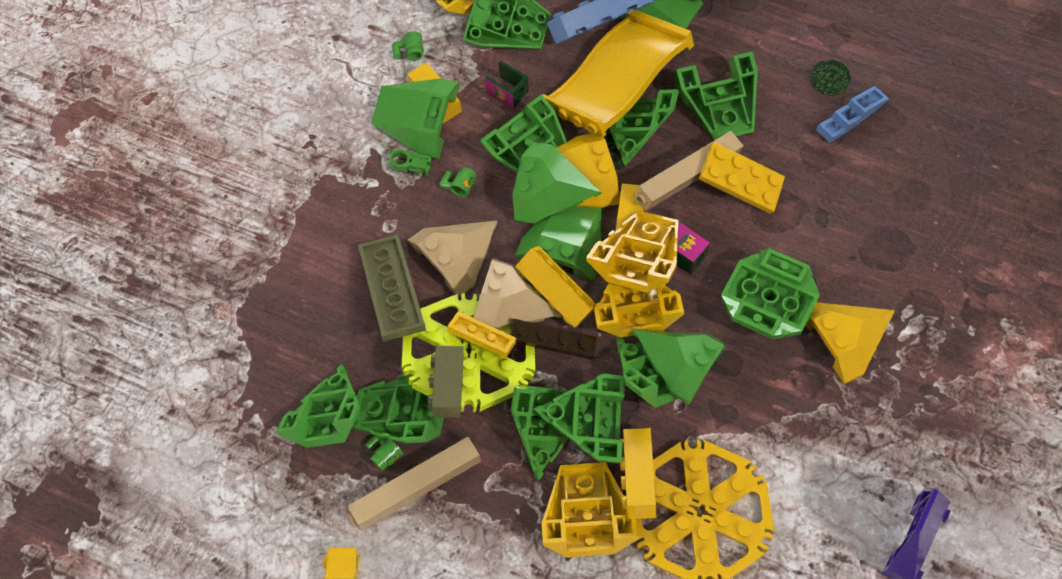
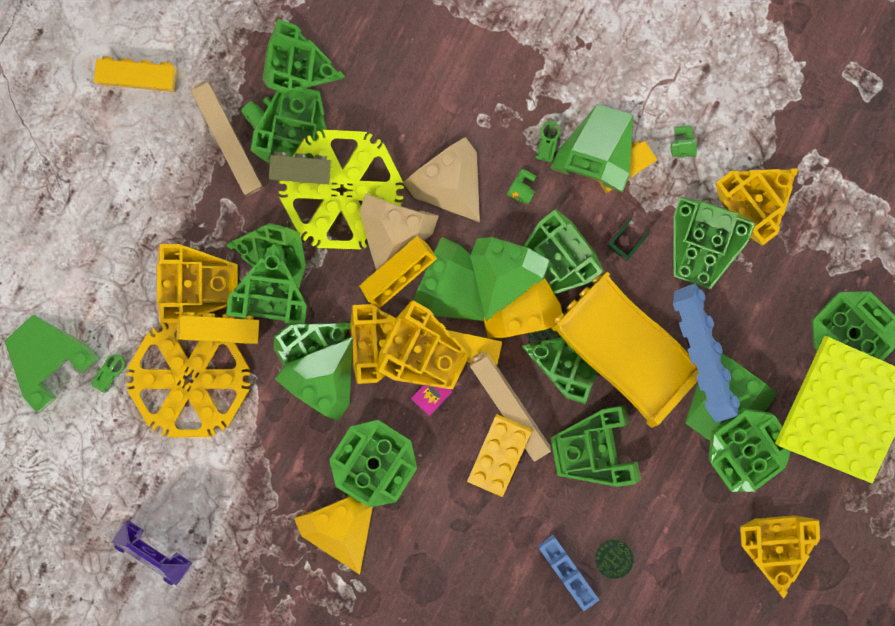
camera: 85 degrees right, 25 degrees up
(391, 288) = (408, 121): olive plate -> none
(481, 334) = (350, 201): yellow plate -> none
(553, 339) = (349, 265): dark brown plate -> none

